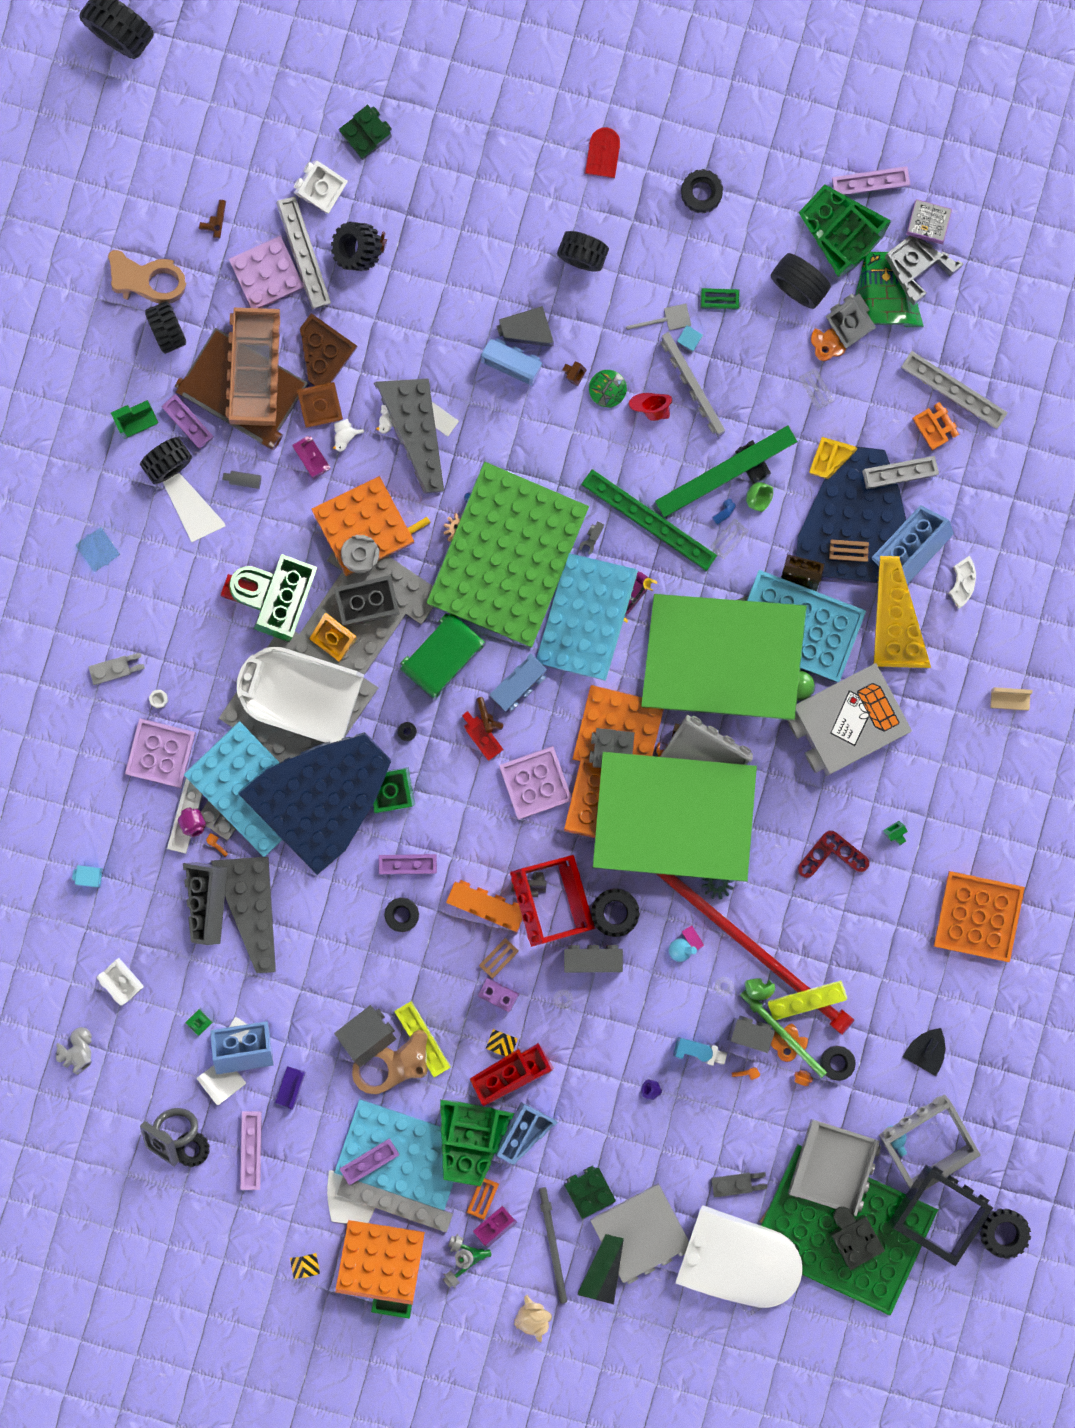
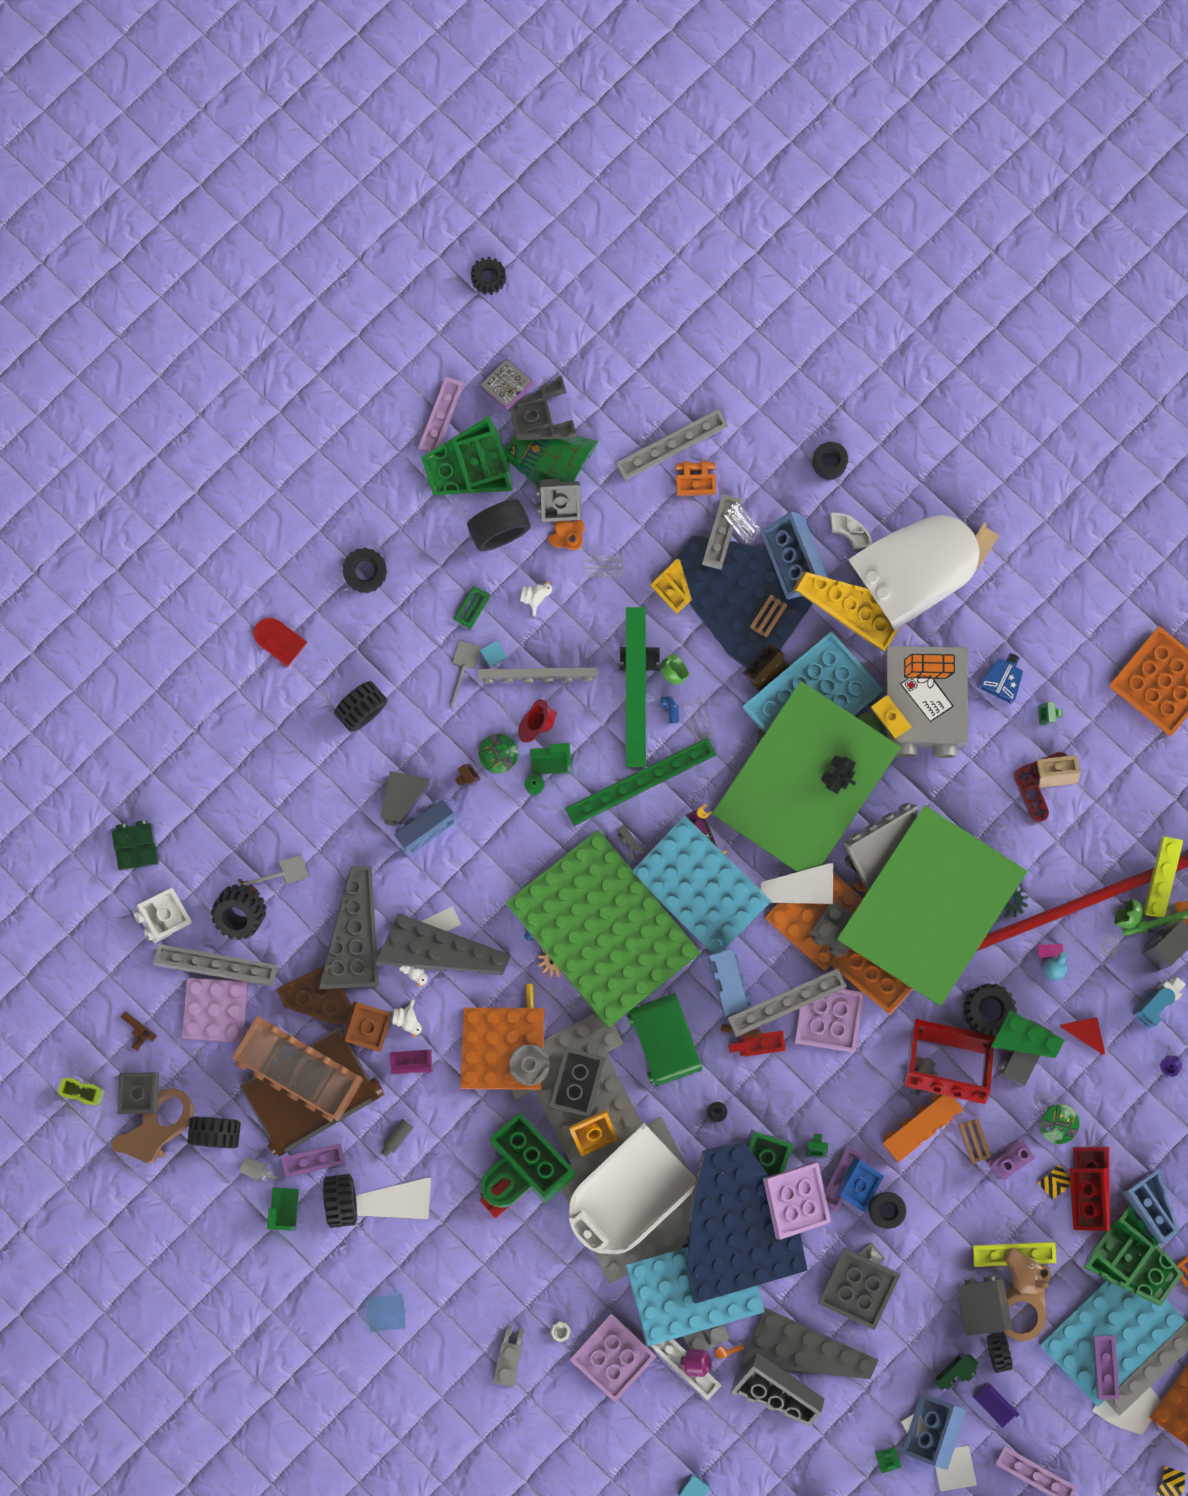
camera: 60 degrees left, 5 degrees down
(140, 206) = (77, 1090): none -> lime brick
(155, 381) = (259, 1171): none -> light grey piece
(164, 249) = (138, 1093): none -> dark grey plate
(303, 1042) = (962, 1368): none -> dark green plate
(325, 924) = (859, 1288): none -> dark grey plate
(334, 1067) = (999, 1352): none -> black tyre
(356, 921) = (872, 1252): none -> light grey tile
(367, 833) = (797, 1200): none -> lavender plate
(387, 353) = (353, 942): none -> dark grey wing
(409, 880) = (859, 1184): none -> blue plate
(416, 271) = (291, 869): none -> light grey piece
(422, 829) = (817, 1147): none -> green tile
(527, 739) = (786, 1002): none -> light grey plate
(551, 1021) = (1059, 1124): none -> green dish
(598, 437) = (534, 789): none -> green tile
(605, 951) = (1025, 1036): none -> green wing
(626, 435) = (551, 760): none -> green panel
(632, 700) = (806, 886): none -> white sticker
(641, 1005) = (1087, 1032): none -> red tile
(742, 682) = (842, 775): none -> black hips
(759, 345) = (535, 595): none -> white animal
(815, 697) = (891, 717): none -> yellow plate
(850, 865) = (1058, 771): none -> tan panel
(905, 778) = (1003, 679): none -> blue torso
(915, 485) = (741, 523): none -> clear tile
(960, 653) = (917, 566): none -> white windscreen
(1019, 143) = (488, 287): none -> black tyre
(1023, 522) = (830, 472): none -> black tyre

